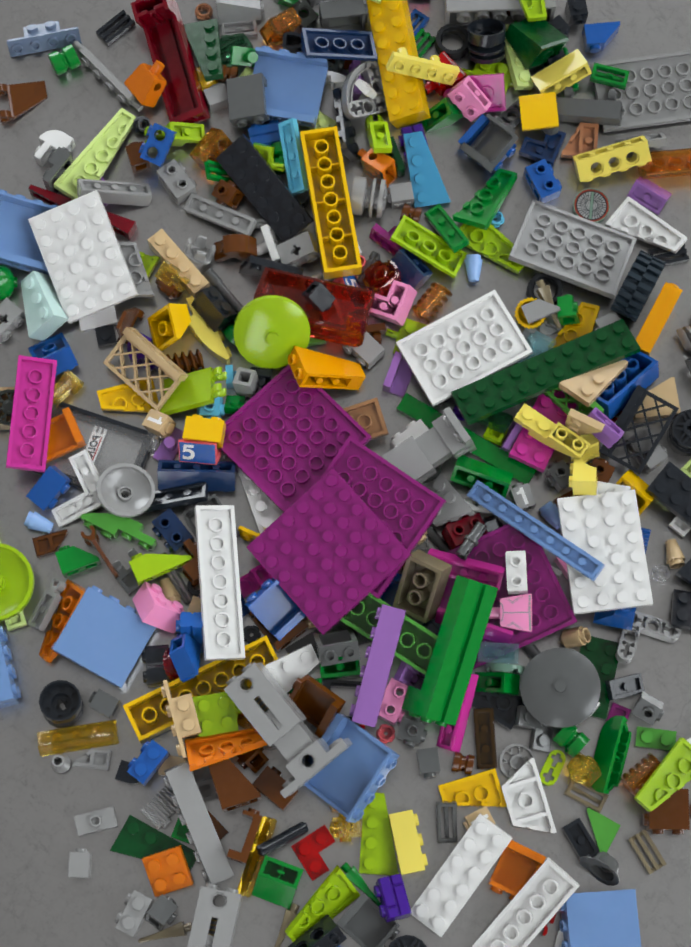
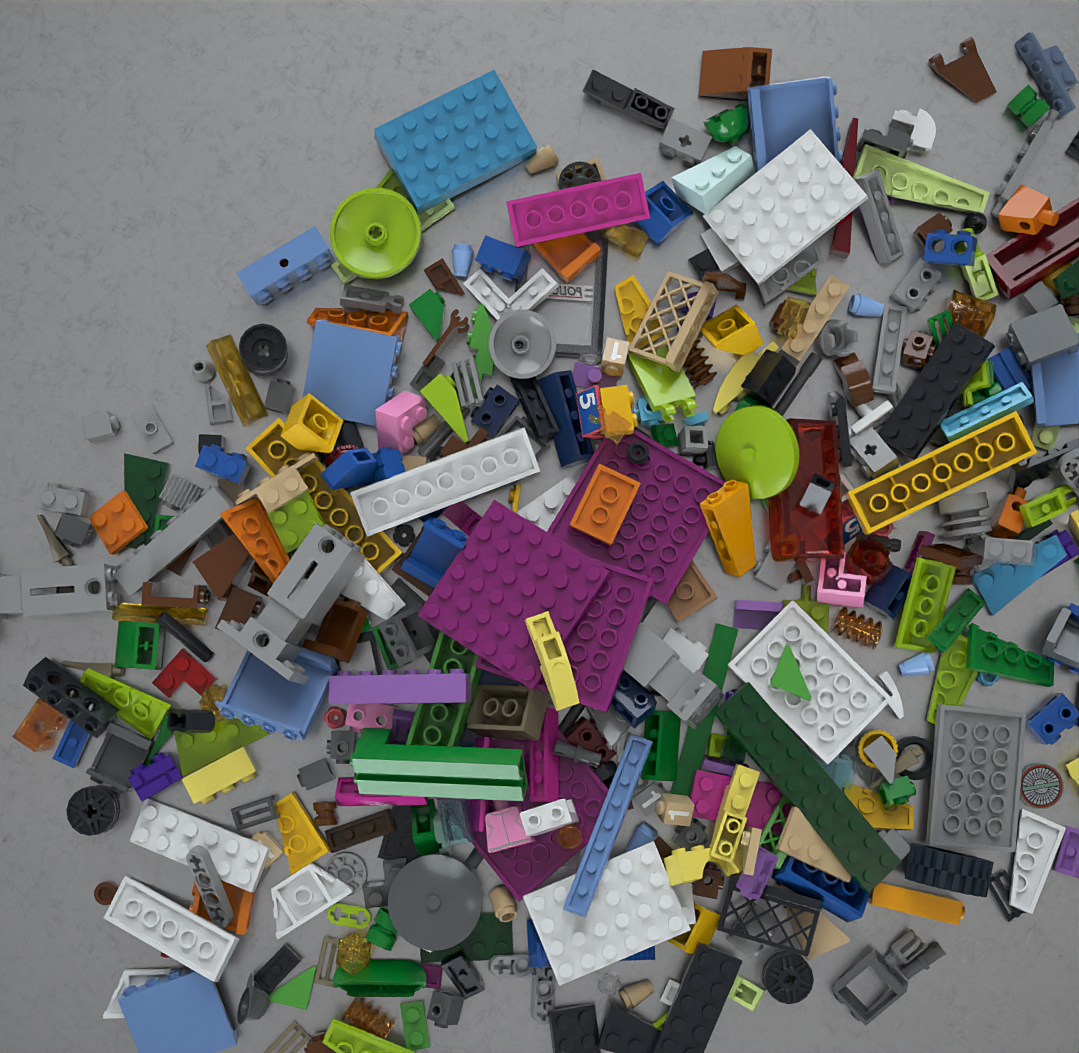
camera: 80 degrees right, 10 degrees up
(126, 543) = (463, 364): none -> light grey tile
(138, 678) = (312, 426): none -> yellow slope
(180, 224) = (865, 306): none -> light blue cone
(215, 434) = (612, 426): none -> clear yellow plate
(243, 420) = (640, 447): none -> black plate
(277, 460) = (604, 504): none -> orange plate
(355, 850) = (190, 720): none -> black brick
(394, 527) = (553, 661): none -> light yellow slope
(396, 214) = (951, 555): none -> reddish brown plate
(406, 169) = (1010, 551): none -> light grey brick
(443, 483) = (632, 700): none -> dark blue brick
(455, 360) = (789, 677): none -> bright green tile
(499, 870) = (201, 862): none -> light grey beam
(502, 291) = (895, 705): none -> white slope
(536, 478) = (675, 809): none -> tan brick
(536, 563) = (566, 837): none -> clear orange wheel

